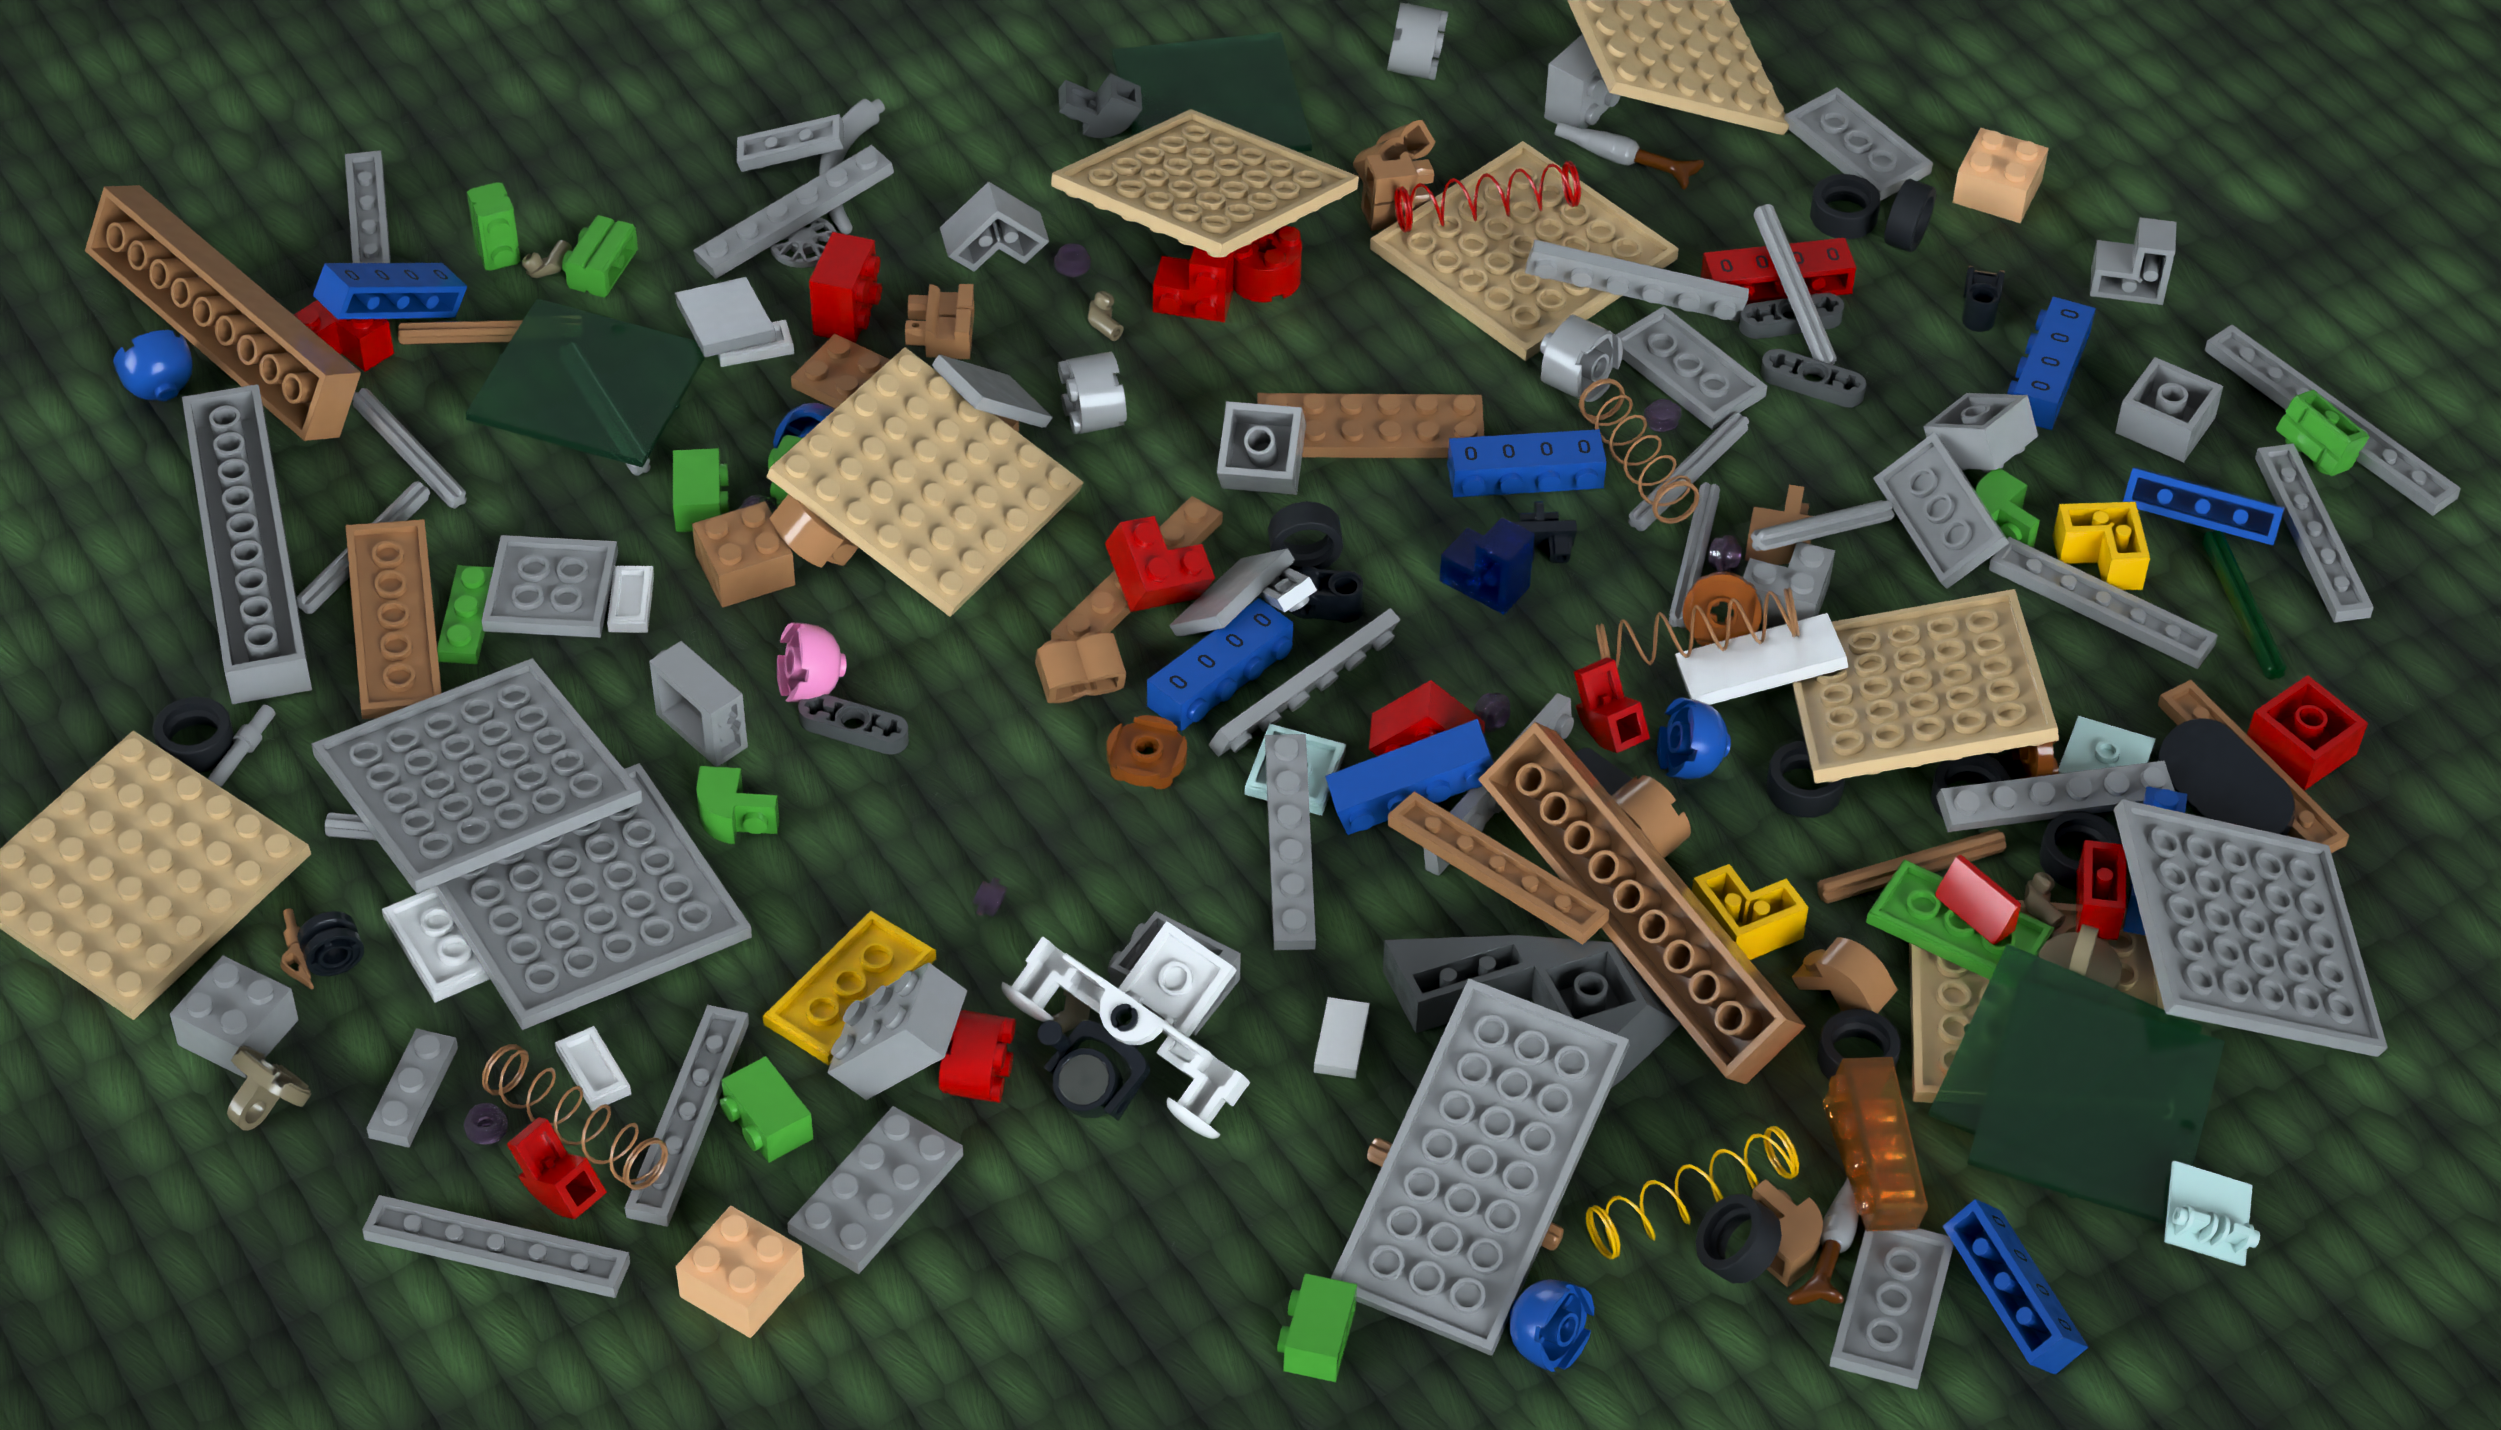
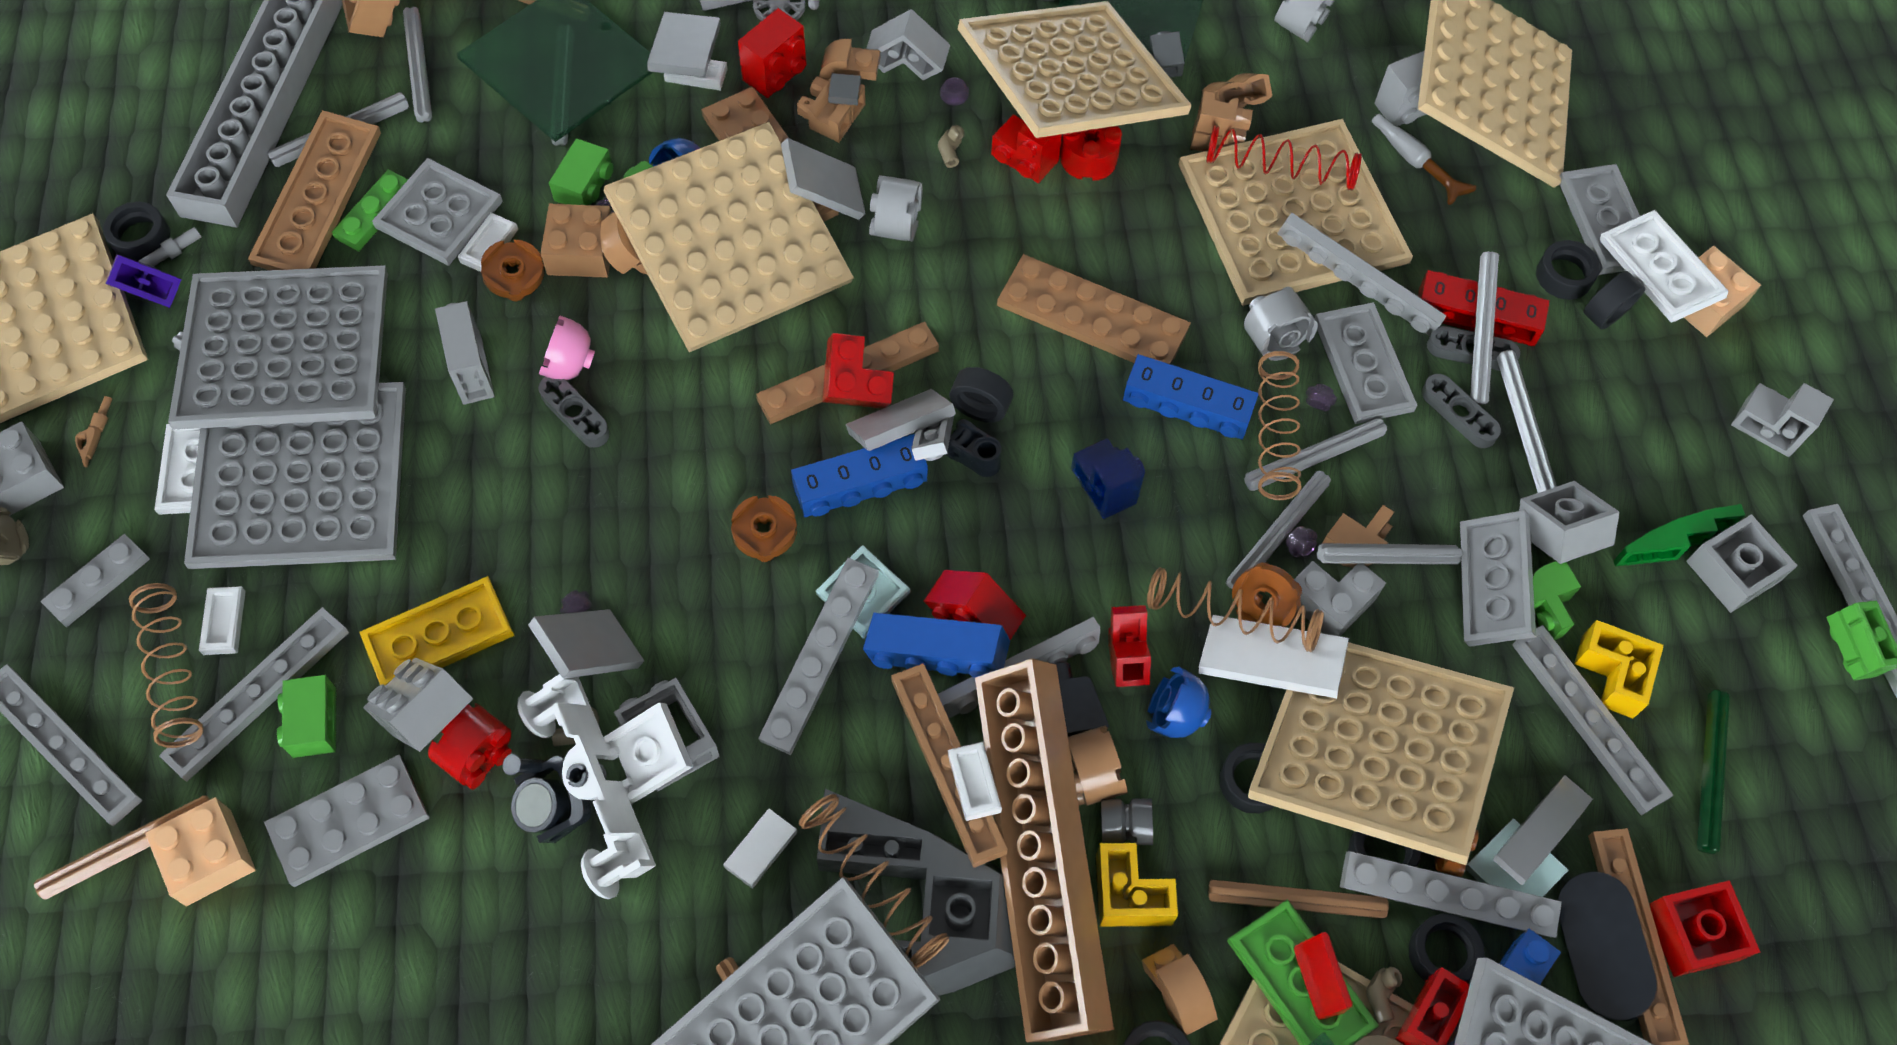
camera: 25 degrees right, 15 degrees up
(253, 775) = (143, 280): none -> dark purple slope
(330, 943) = (107, 439): black wheel -> none
(483, 1115) = (114, 629): clear purple plate -> none
(552, 1175) = (128, 706): red brick -> none
(631, 1322) = (105, 856): none -> axle
(691, 628) = (513, 285): none -> dark orange plate
(728, 810) = (439, 443): bright green brick -> none
(936, 266) = (848, 60): none -> medium nougat brick
(956, 293) = (844, 89): none -> dark grey tile
(1038, 914) = (585, 643): none -> light grey tile
(1080, 667) = (755, 434): medium nougat brick -> none
(1261, 448) = (991, 304): light grey brick -> none
(1293, 133) = (1167, 51): none -> dark grey brick
(1295, 691) = (899, 524): light grey plate -> none
(1493, 710) = (1040, 605): clear purple plate -> none
(1538, 864) = (974, 781): none -> white tile
(1550, 532) = (1177, 471): black hips -> none
(1592, 1006) = (932, 947): none -> medium nougat piece
(1711, 851) = (1127, 821): none -> dark grey wheel
(1883, 358) = (1526, 421): none -> axle
(1952, 164) = (1664, 266): none -> white tile
(1982, 298) = (1637, 394): black piece -> none
(2052, 358) = (1664, 476): blue brick -> none
(2090, 414) = (1675, 537): none -> green slope
(2111, 706) = (1542, 830): none -> light grey slope
(2204, 505) = (1725, 668): blue brick -> none
(2314, 533) = (1810, 731): light grey plate -> none

